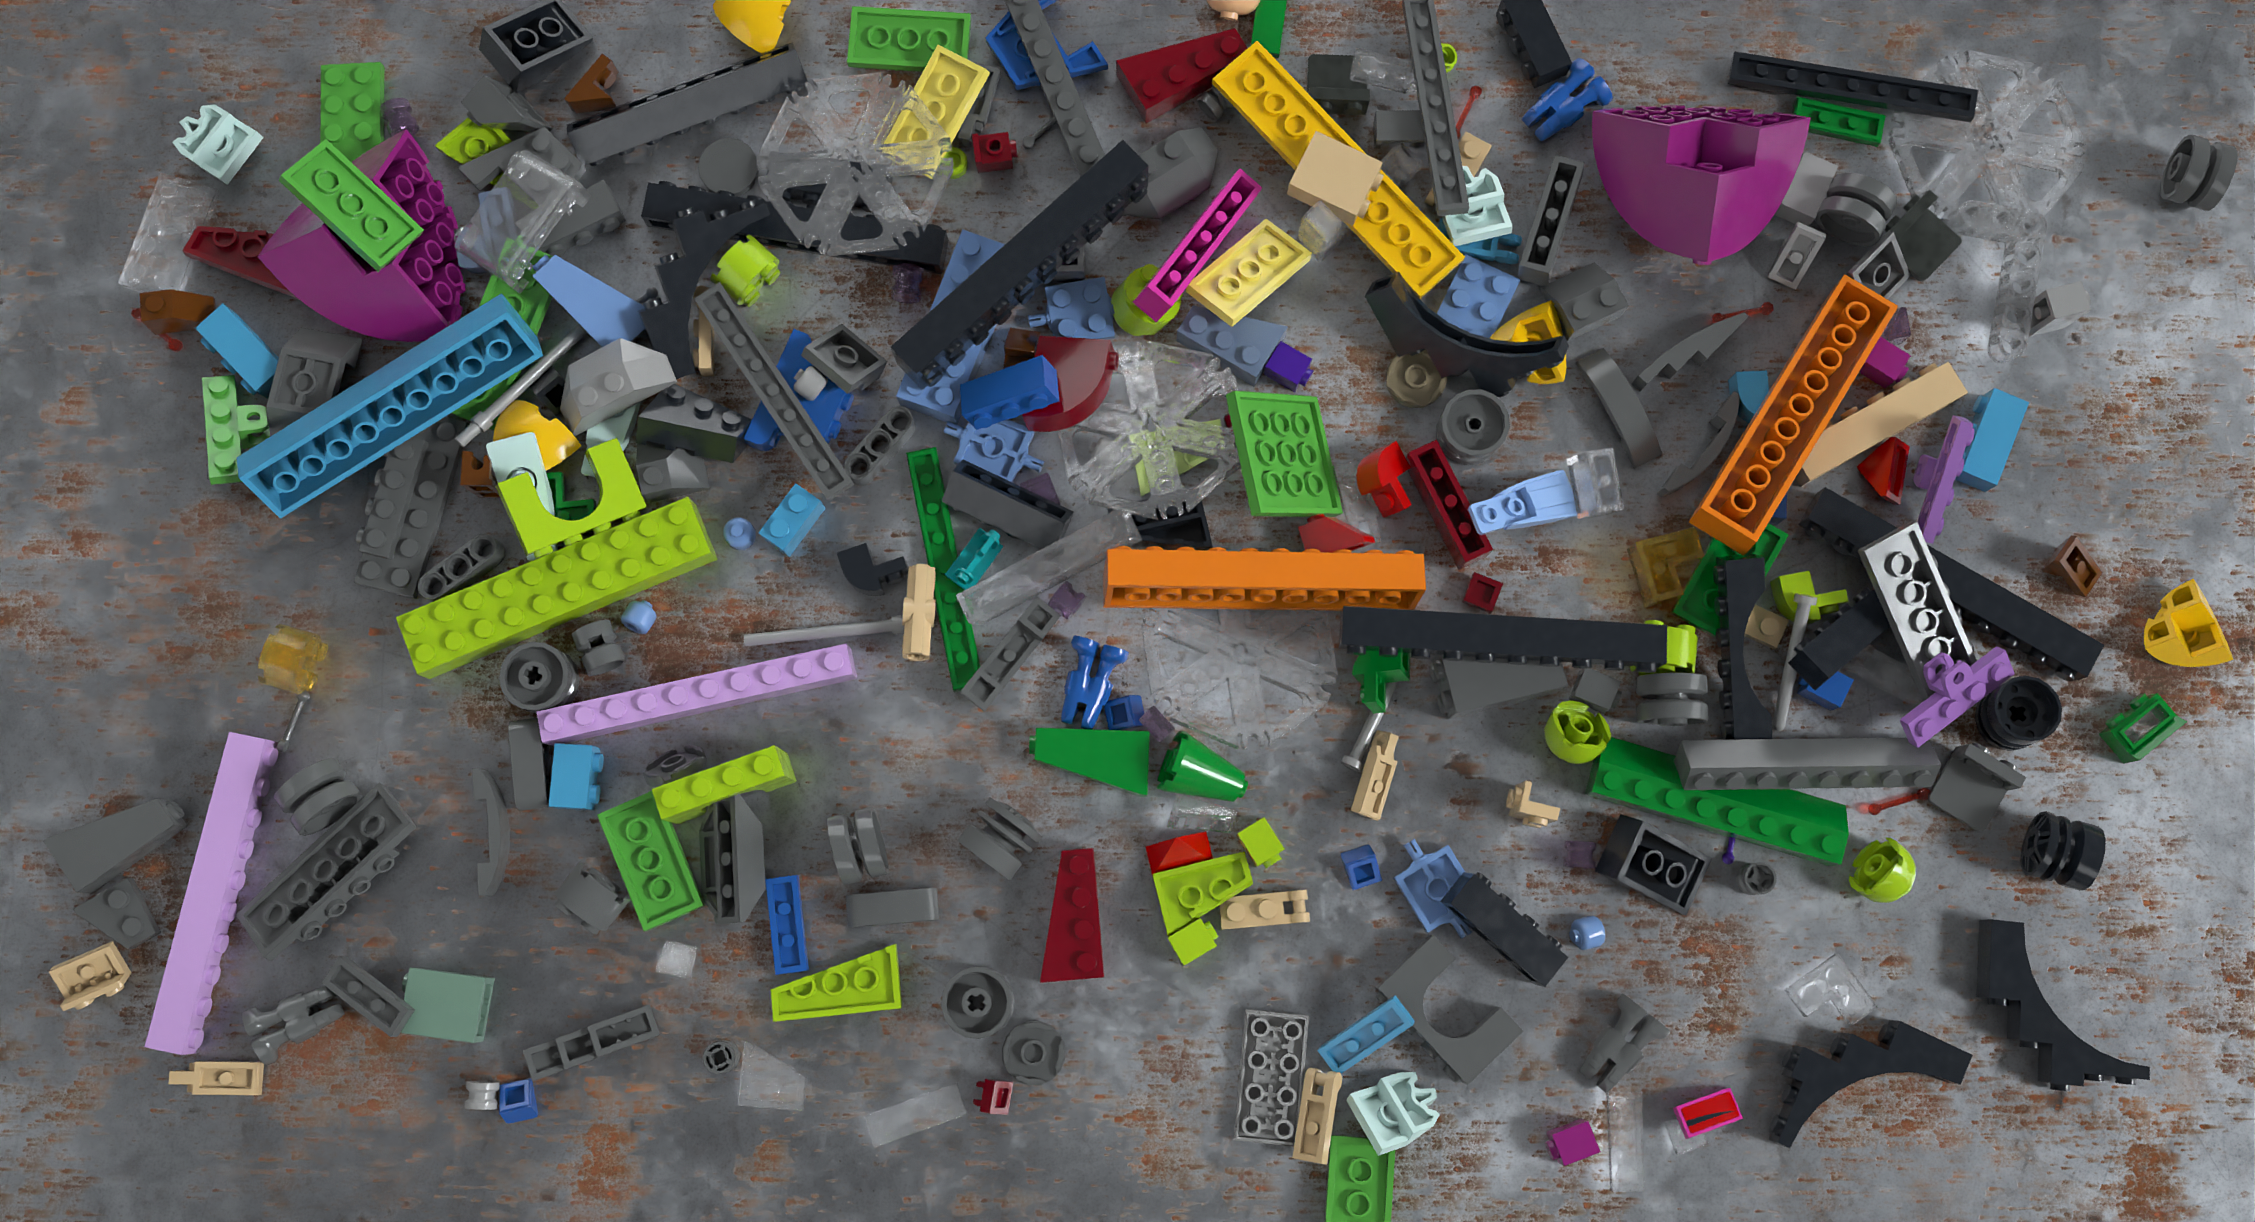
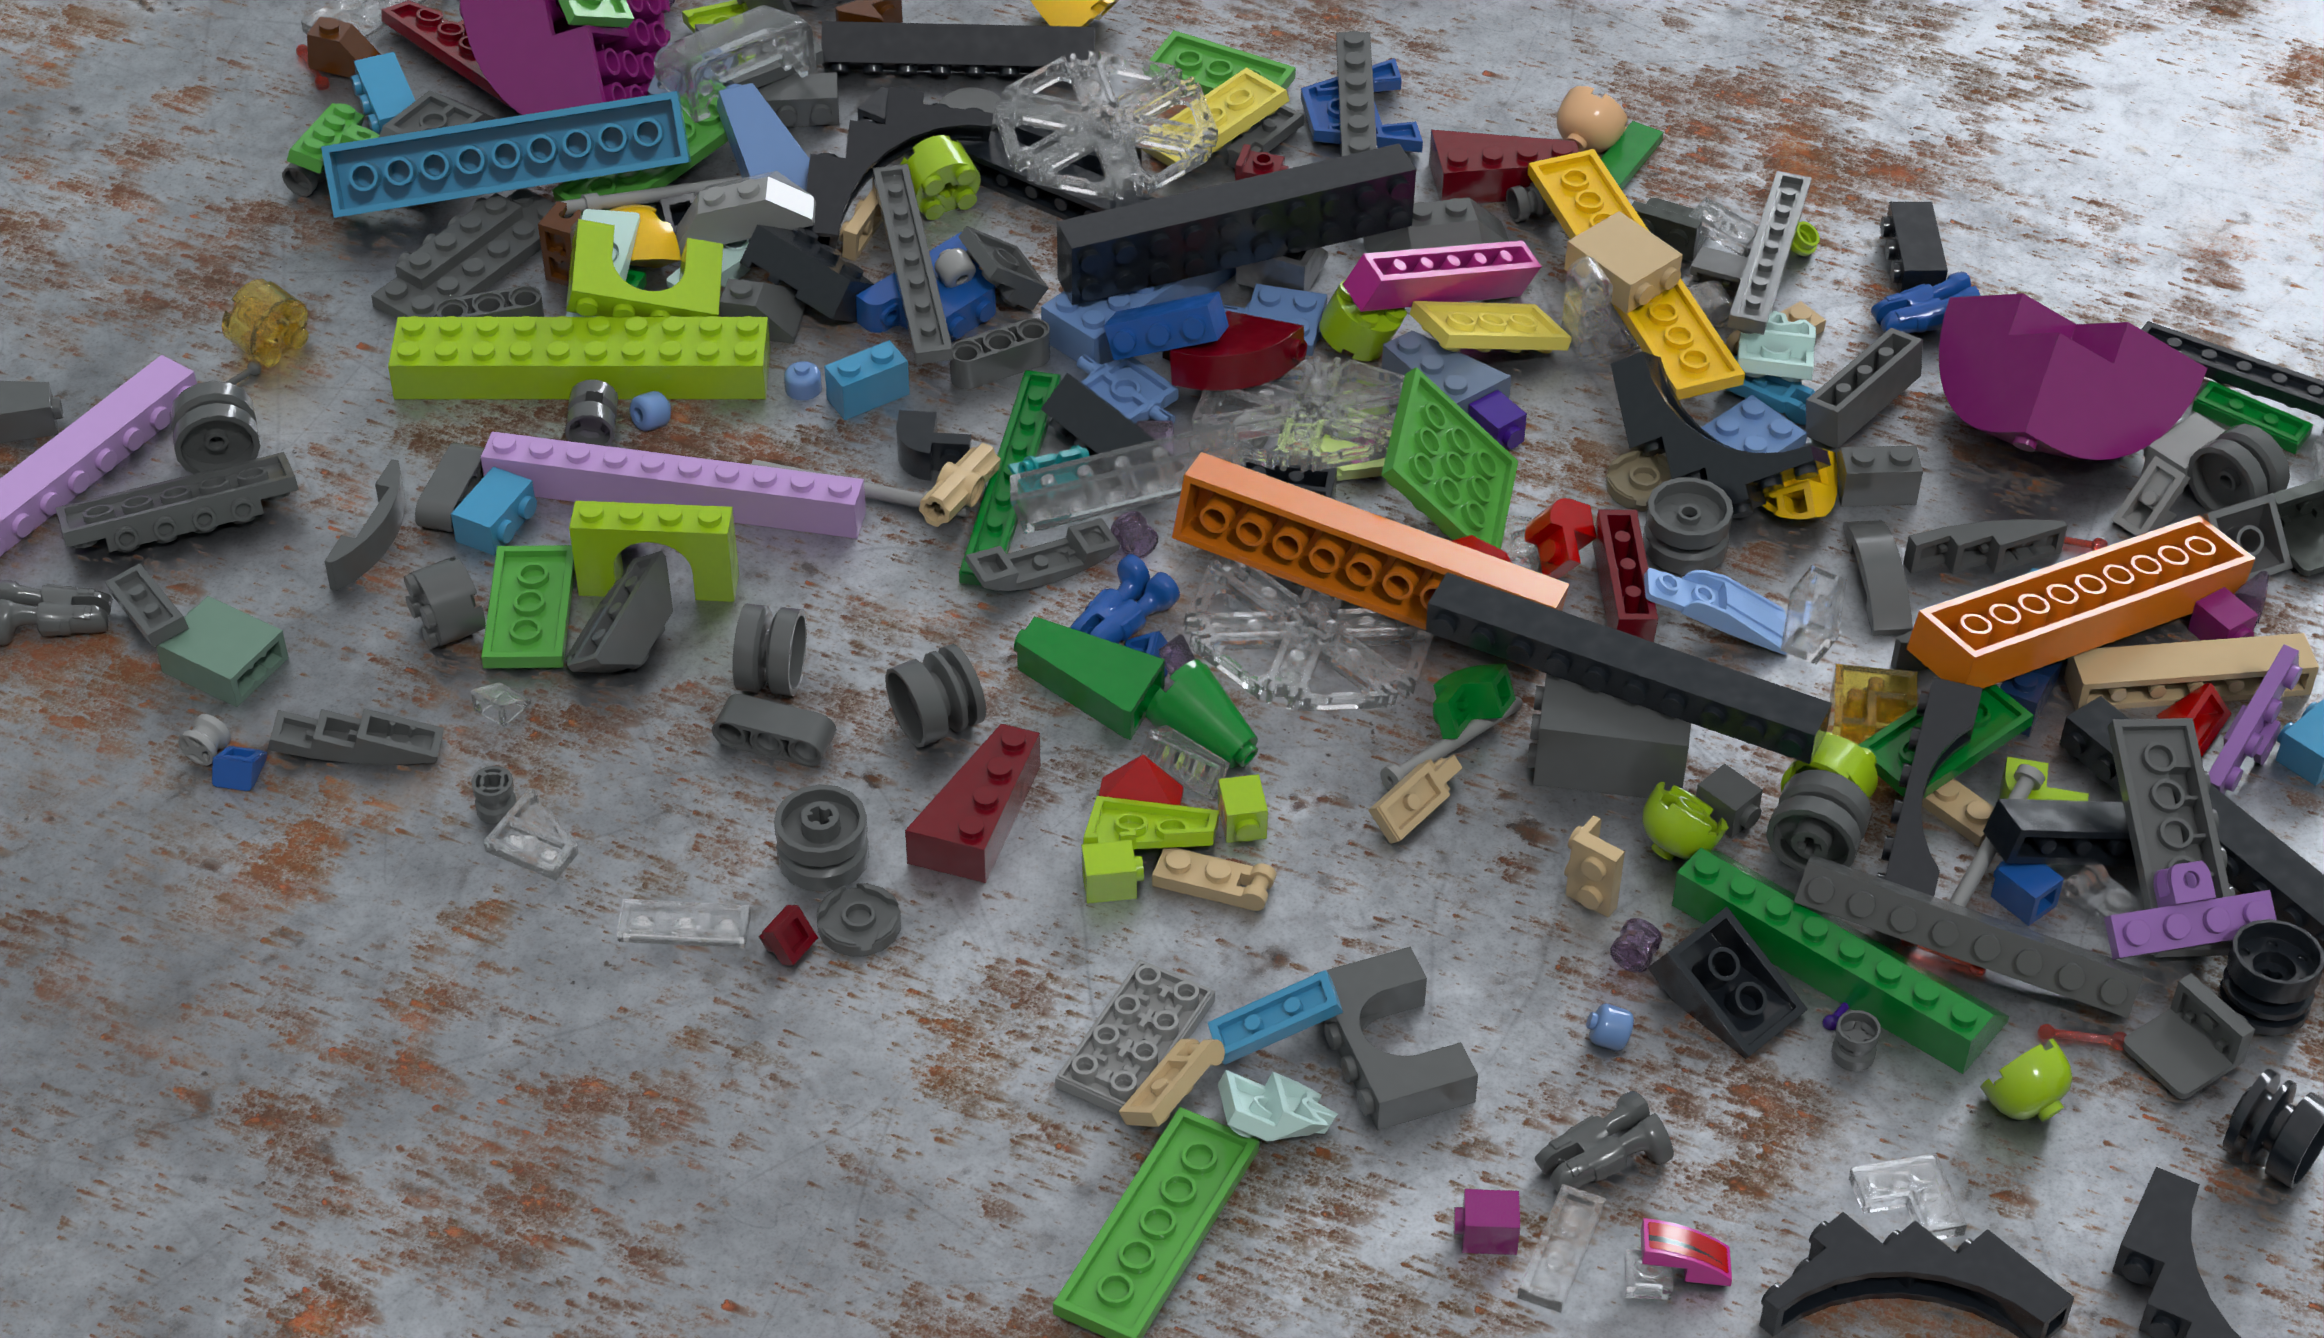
camera: 20 degrees right, 35 degrees down
(522, 670) = (511, 405): dark grey wheel -> none
(787, 924) = (644, 708): blue plate -> none
(847, 988) = (687, 789): lime wing -> none
(960, 162) = (1212, 173): lime tile -> none
(1361, 867) = (1355, 879): blue slope -> none
(1427, 883) = (1440, 921): medium blue plate -> none
(1474, 93) = (1828, 280): clear red hinge -> none
(1504, 928) = (1503, 972): black brick -> none

